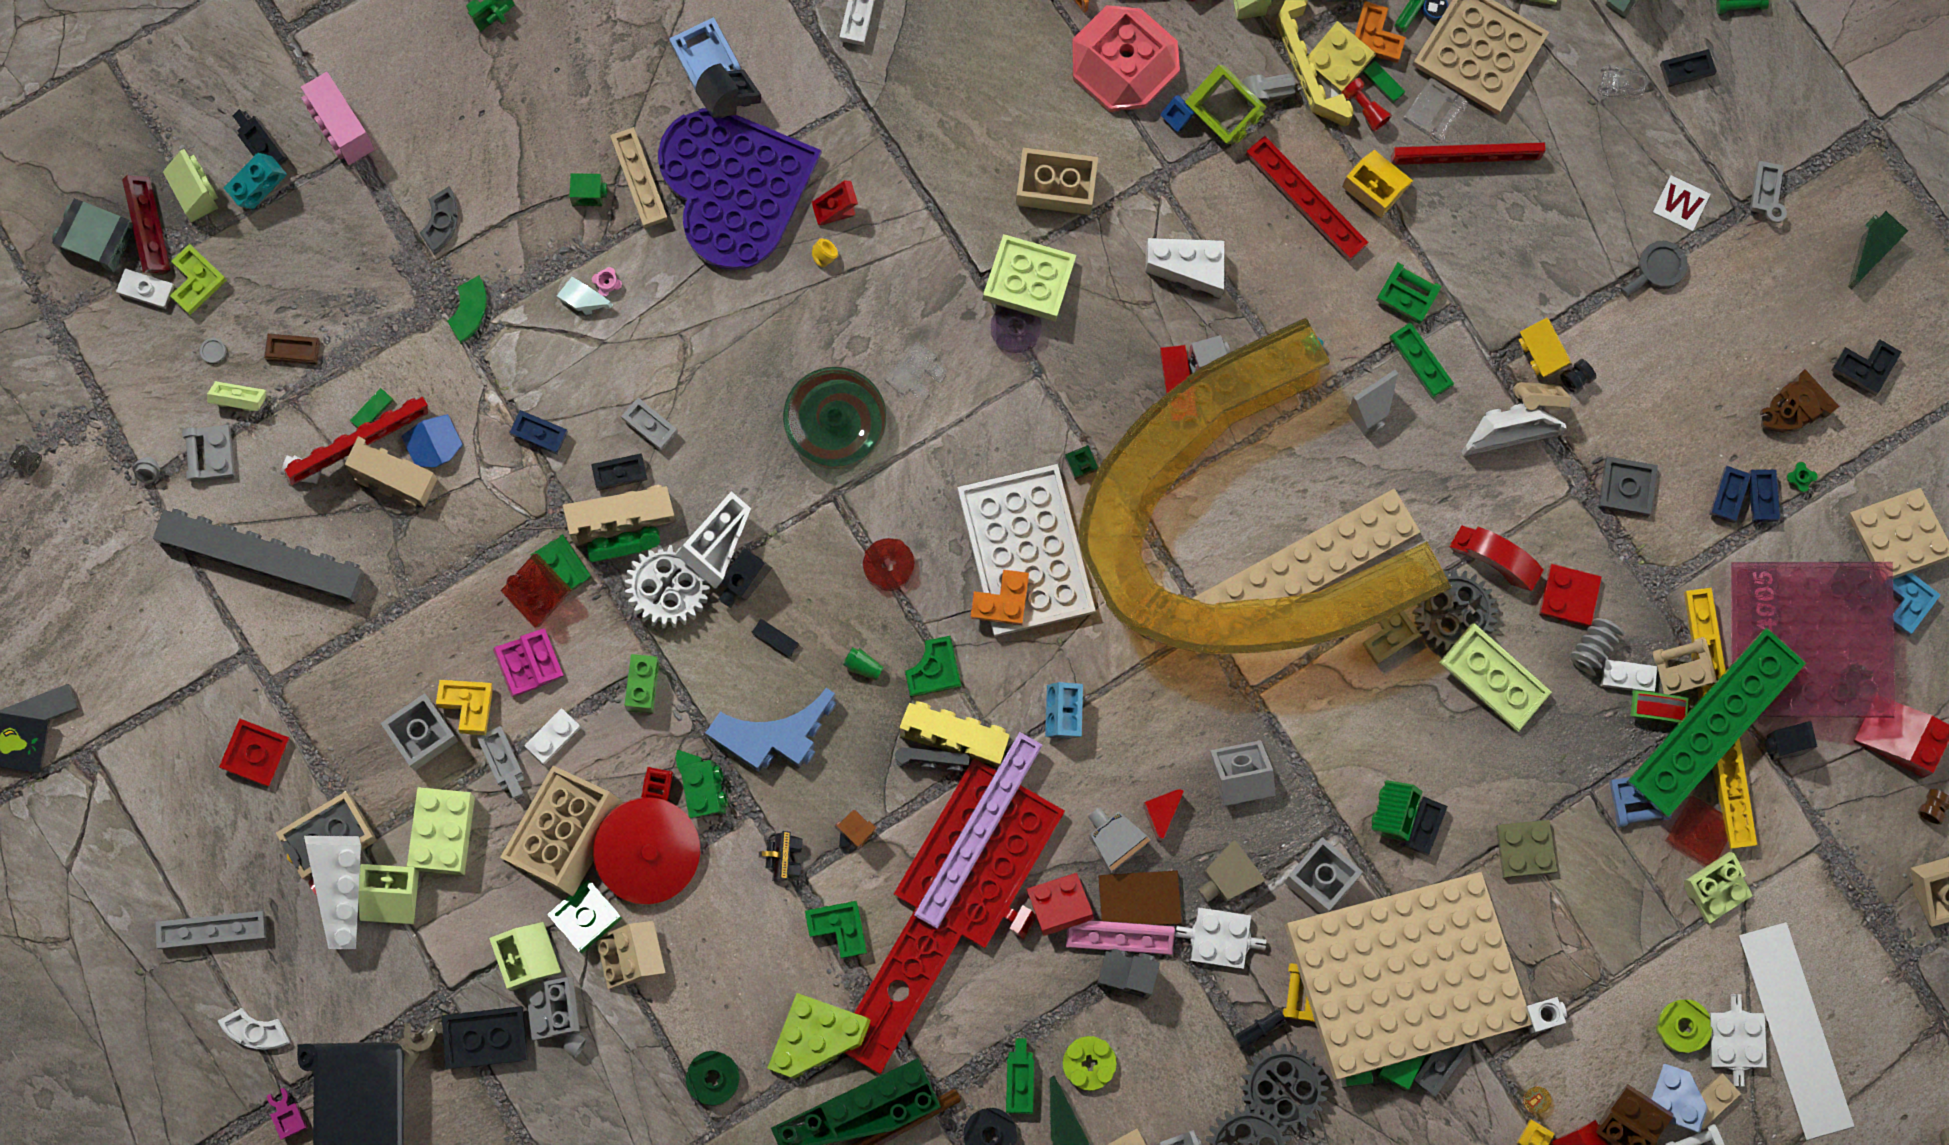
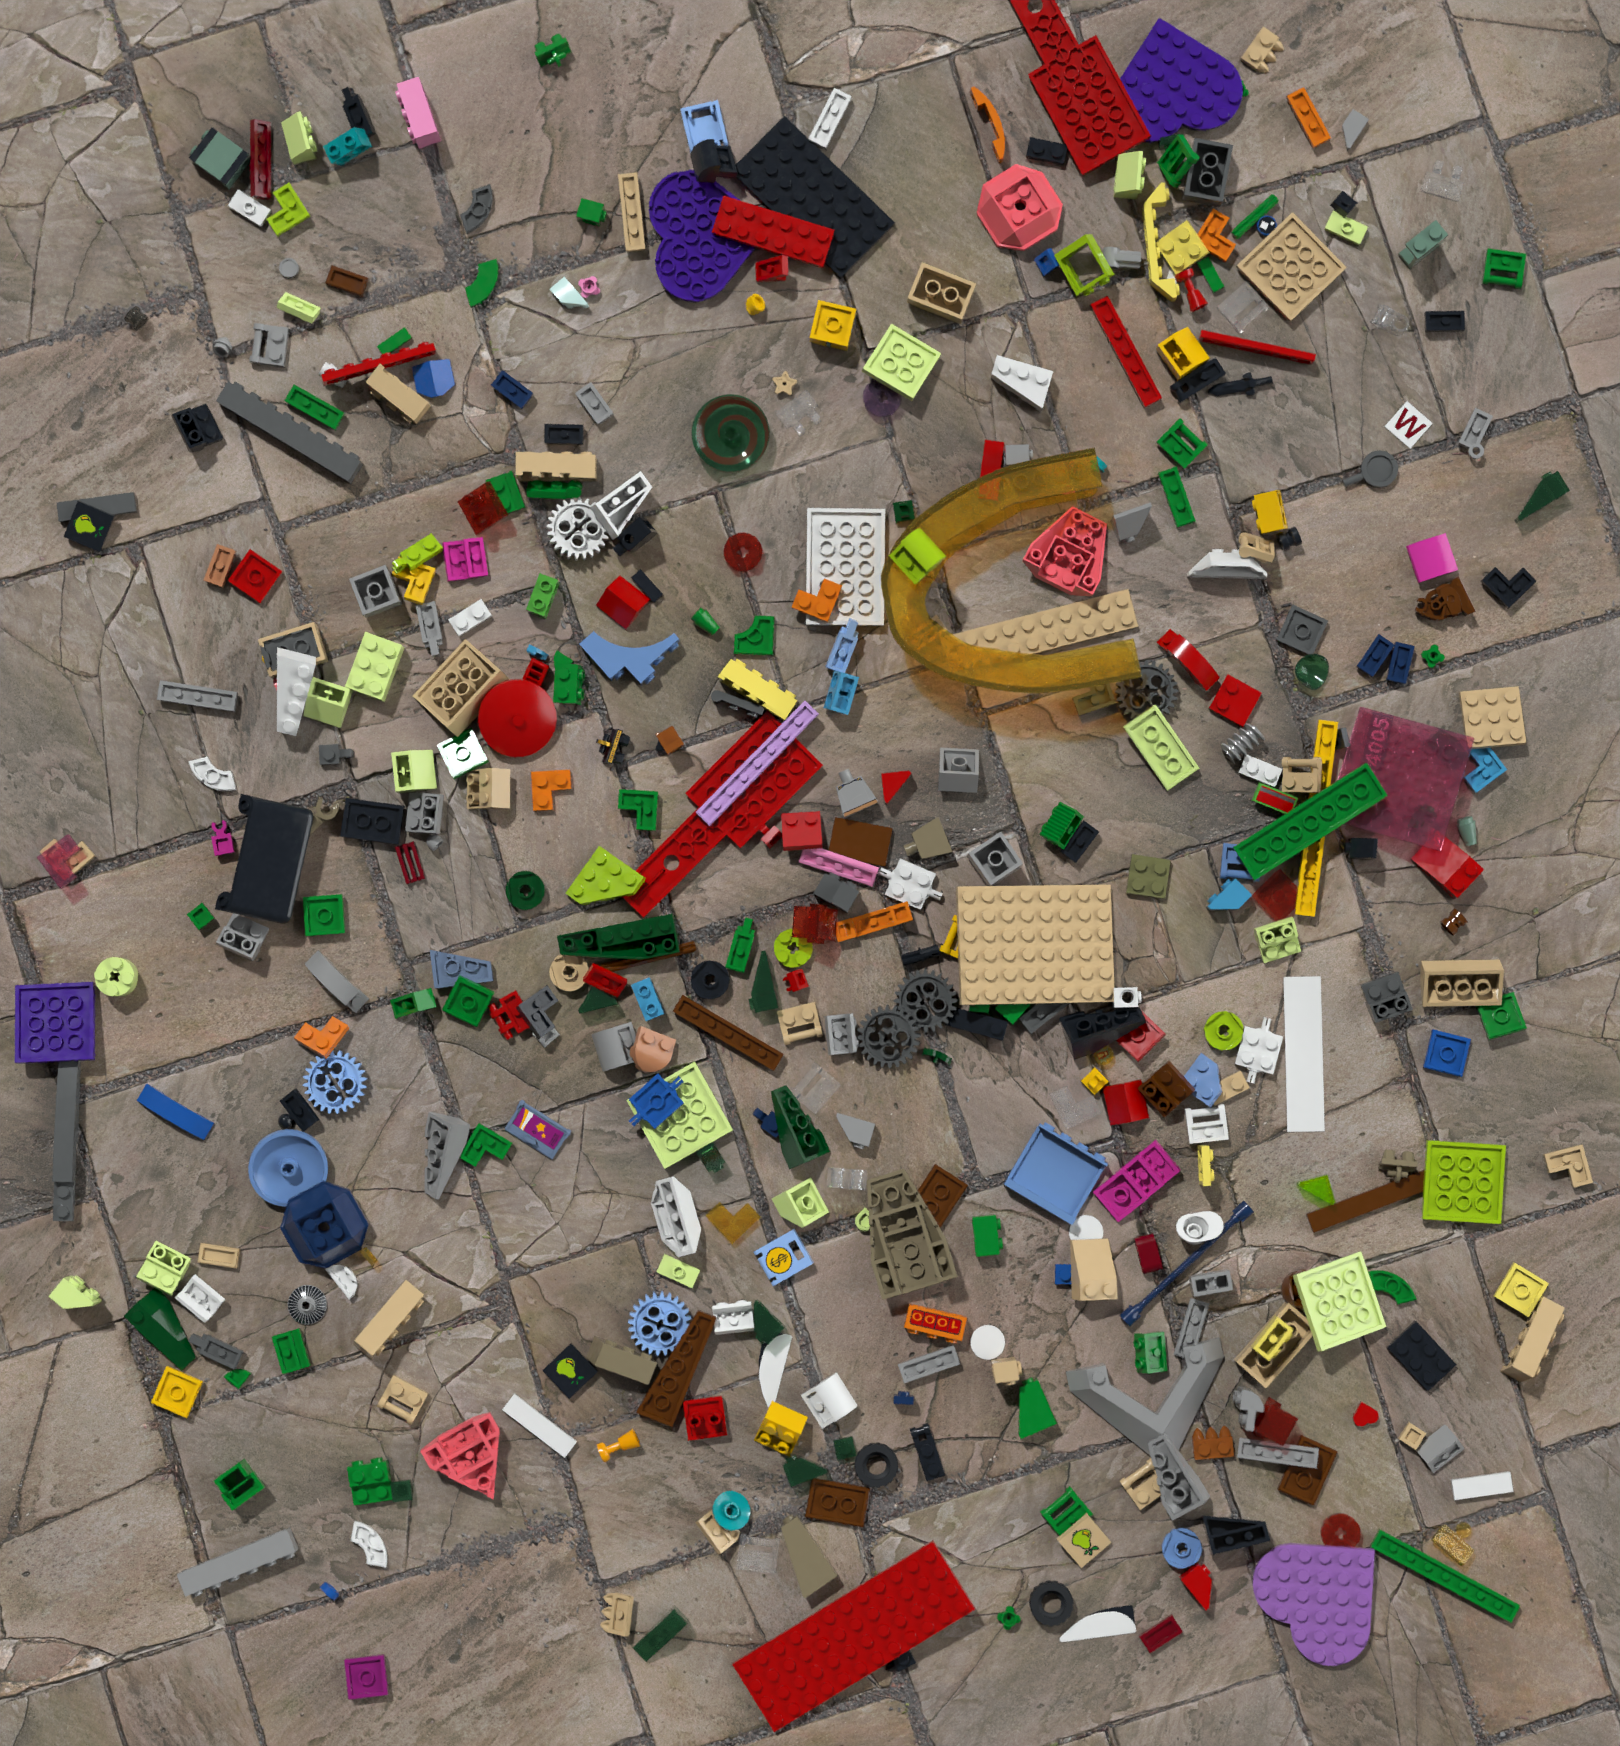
camera: 25 degrees right, 10 degrees up
(135, 579) = (197, 427): none -> black brick
(204, 750) = (220, 565): none -> nougat plate
(285, 516) = (314, 407): none -> green plate
(409, 961) = (331, 754): none -> dark grey plate
(463, 670) = (417, 554): none -> lime plate
(537, 1061) = (402, 864): none -> dark red tile
(652, 759) = (537, 653): none -> dark azure tile
(704, 928) = (544, 783): none -> orange plate
(748, 666) = (622, 602): none -> red slope
(824, 157) = (773, 231): none -> red plate
(863, 106) = (802, 182): none -> black plate
(892, 345) = (789, 383): none -> tan plate
(930, 253) = (832, 325): none -> yellow container
(1051, 651) = (843, 647): none -> light blue hinge
(1106, 1105) = (797, 980): none -> red tile
(1110, 1022) = (814, 923): none -> clear red plate
(1119, 505) = (917, 555): none -> lime brick
(1186, 1000) = (873, 921): none -> orange slope
(1308, 462) = (1069, 553): none -> coral wedge
(1362, 1101) = (978, 1024): none -> black slope
(1406, 210) = (1198, 379): none -> black plate
(1460, 205) = (1240, 385): none -> black sword
(1516, 1072) = (1094, 1031): none -> black wedge
(1574, 1060) = (1141, 1039): none -> red plate
(1642, 847) = (1230, 898): none -> dark azure slope
(1657, 532) = (1312, 671): none -> clear green helmet
(1723, 608) = (1342, 739): none -> black plate
(1762, 356) = (1432, 558): none -> dark pink slope
(1881, 927) = (1386, 997): none -> dark grey brick
(1915, 684) = (1467, 830): none -> sand green cone

